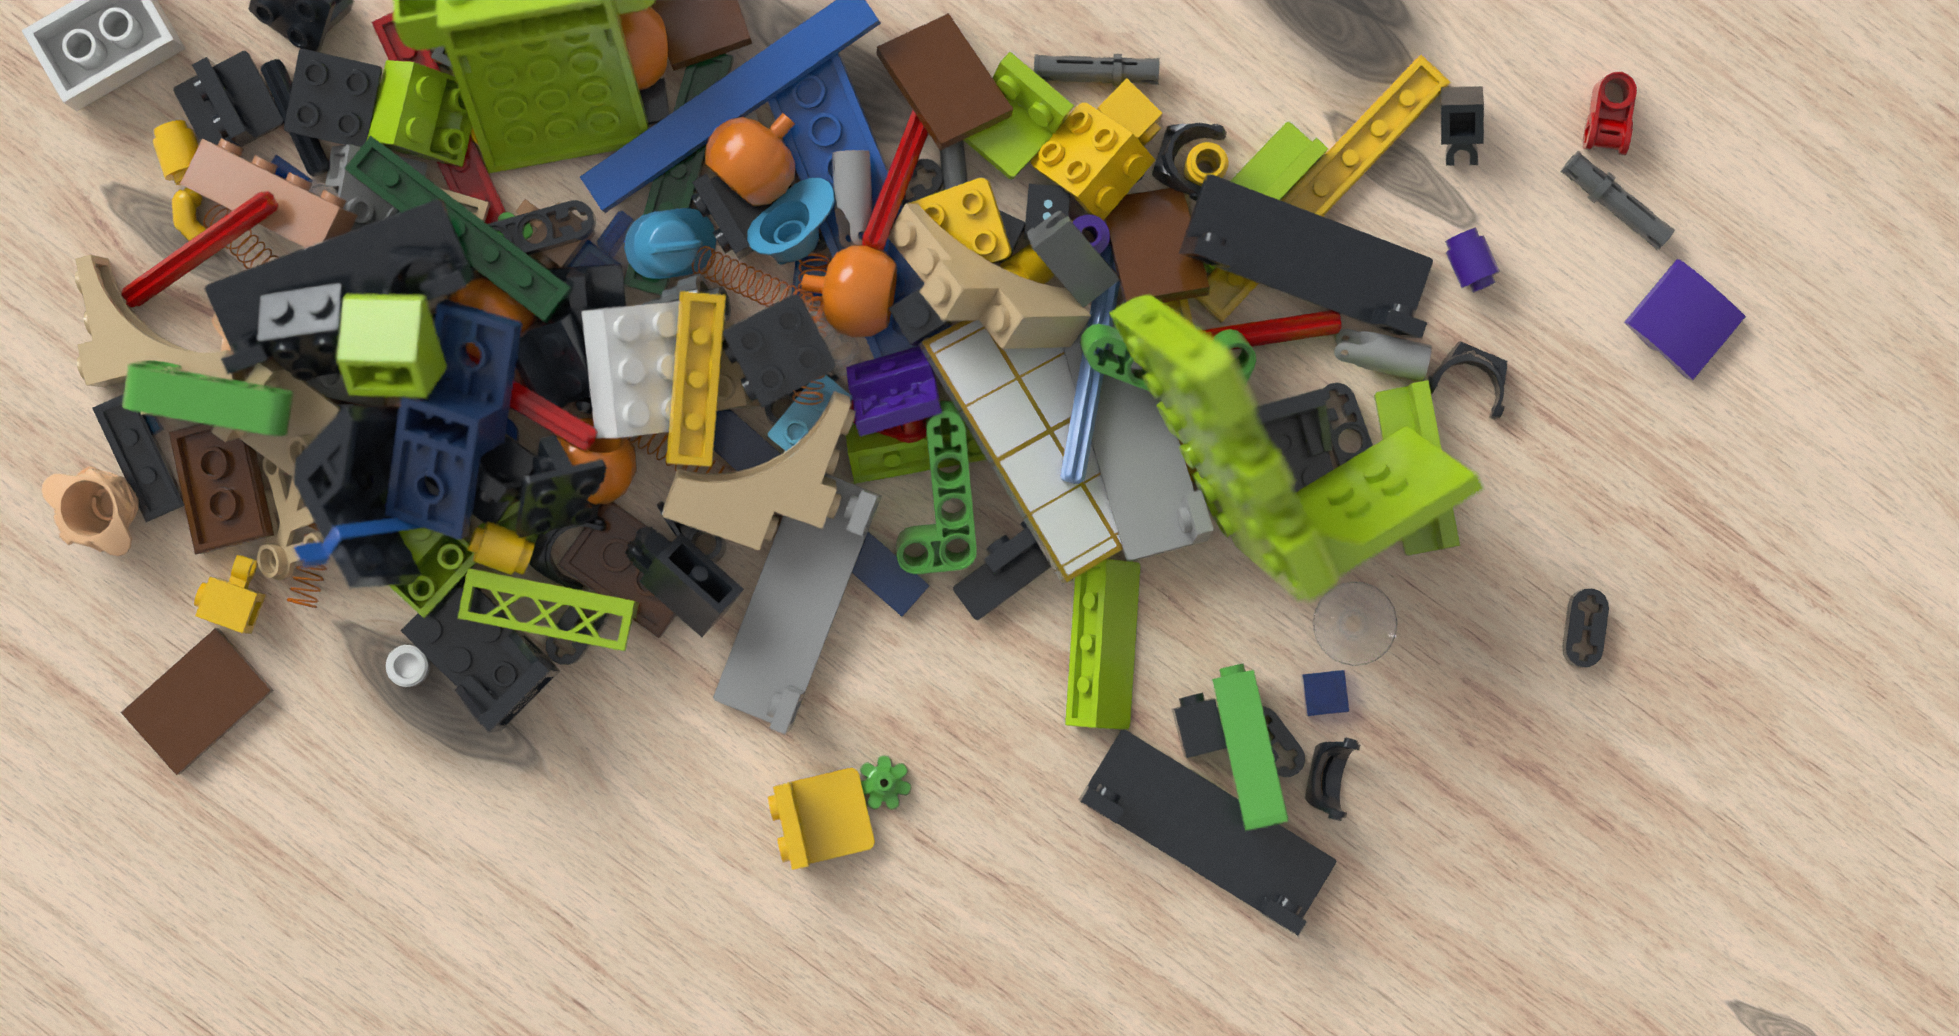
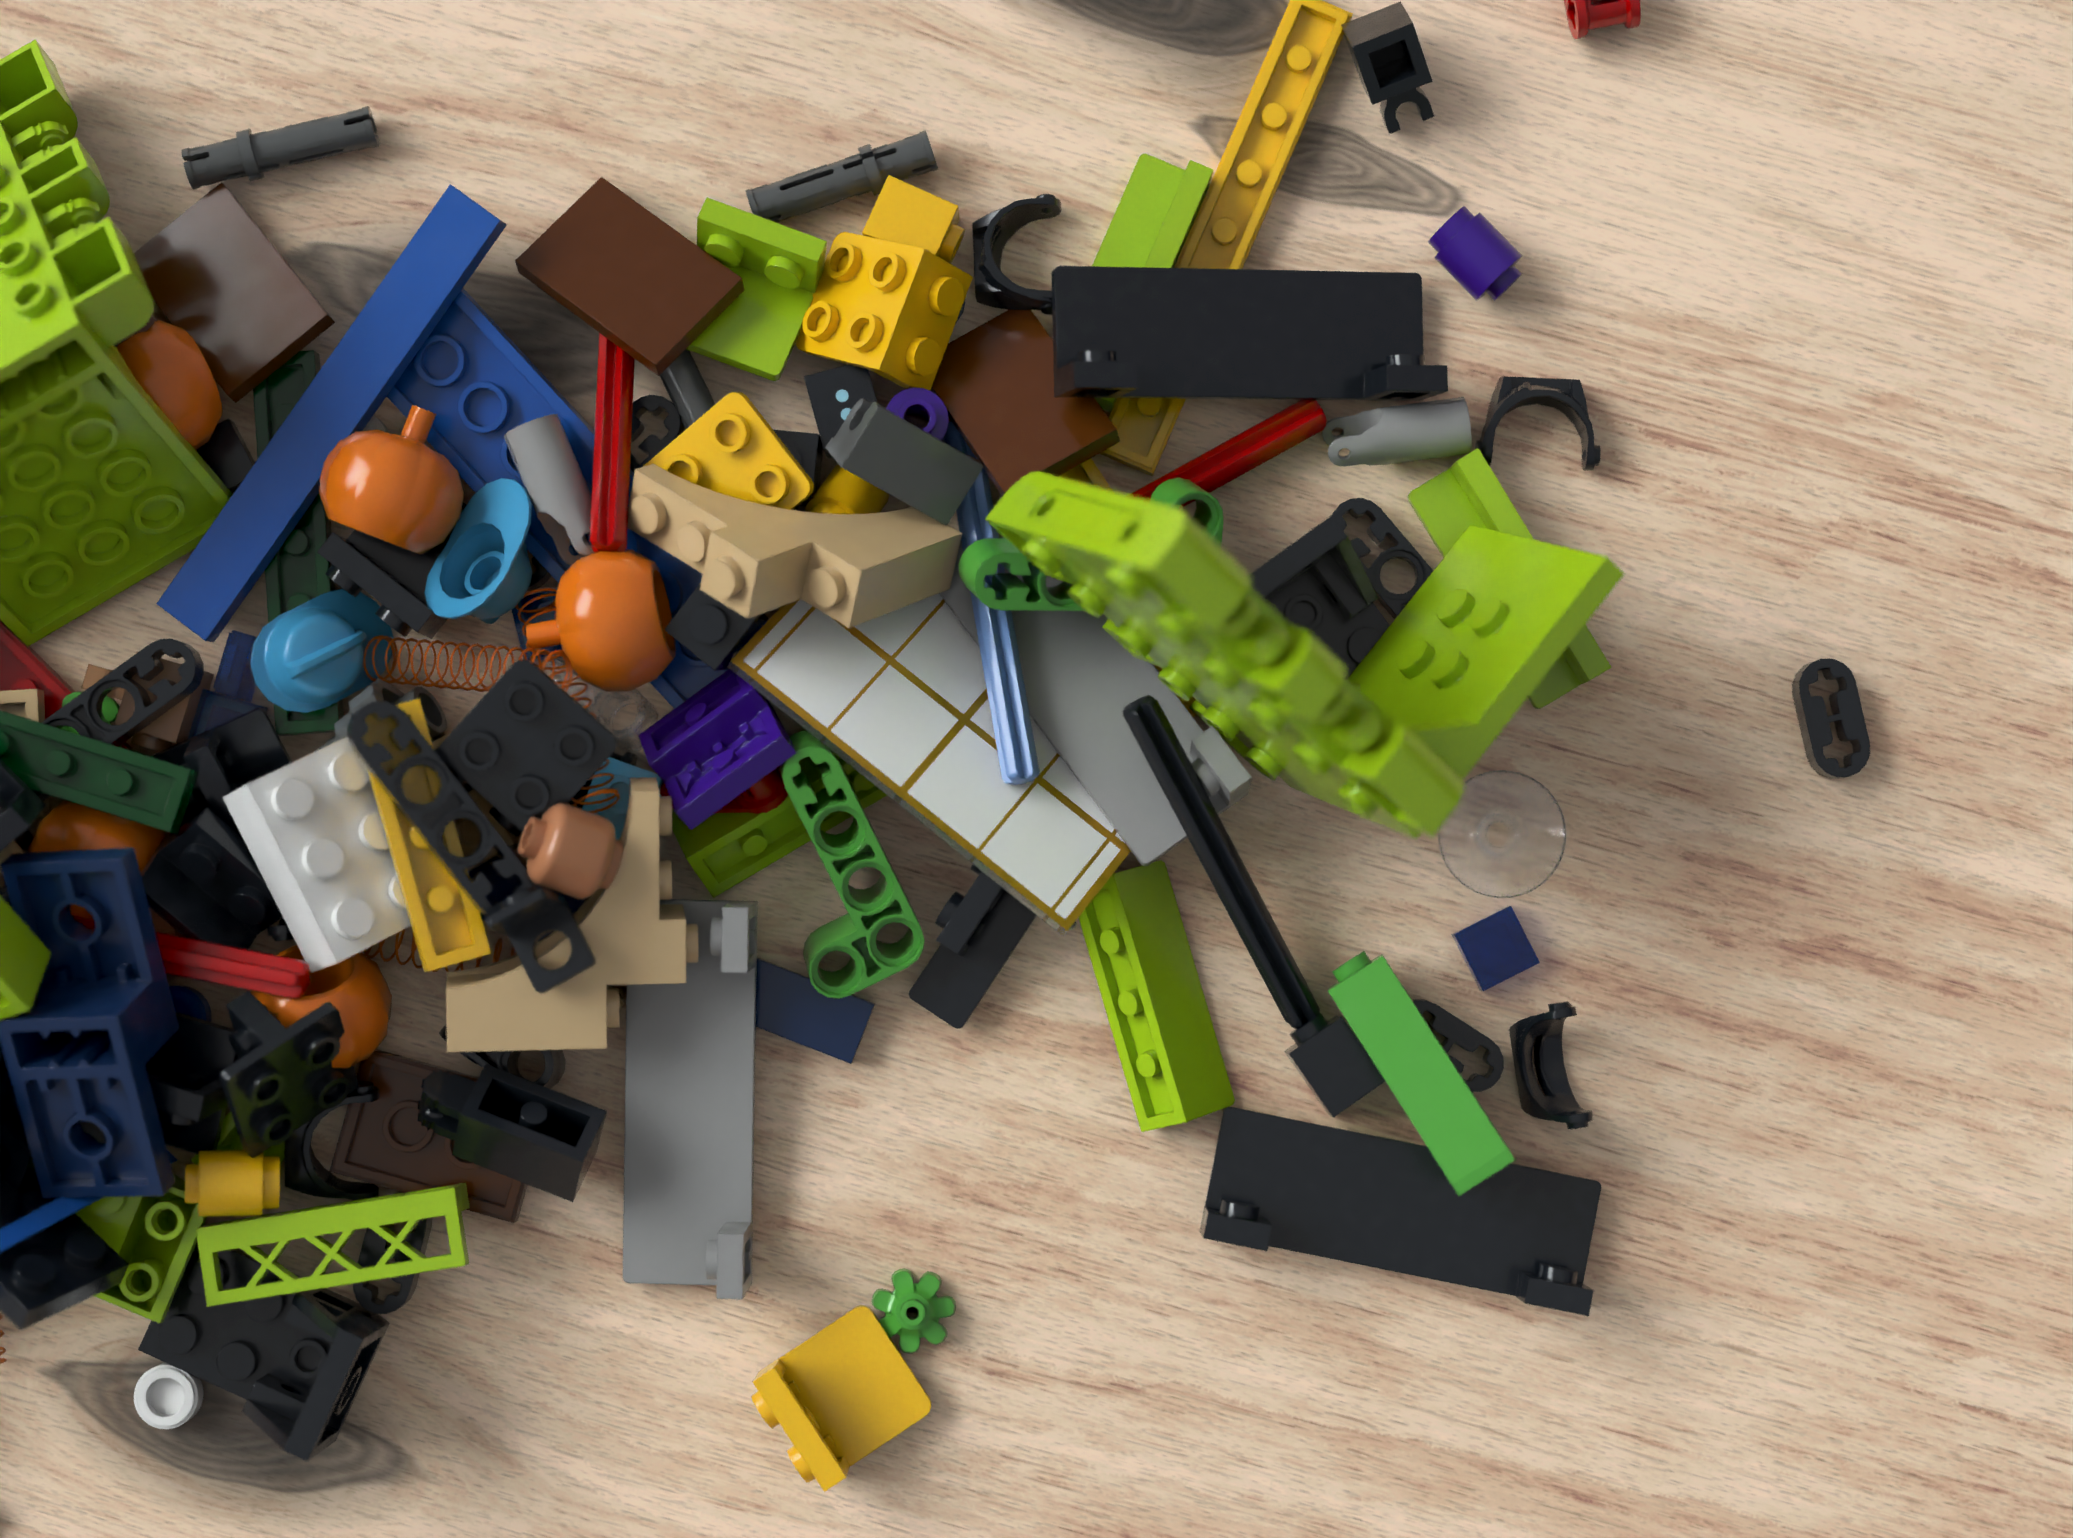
camera: 15 degrees left, 0 degrees up
(720, 366) = (449, 804): none -> black beam
(745, 452) = (528, 917): none -> black bracket
(783, 422) = (571, 851): none -> nougat head
(1176, 575) = (1220, 860): none -> black axle
(1205, 153) = (1043, 241): yellow brick -> none
(1611, 195) = (1639, 90): dark grey pin -> none
(1685, 319) = (1809, 227): dark purple slope -> none

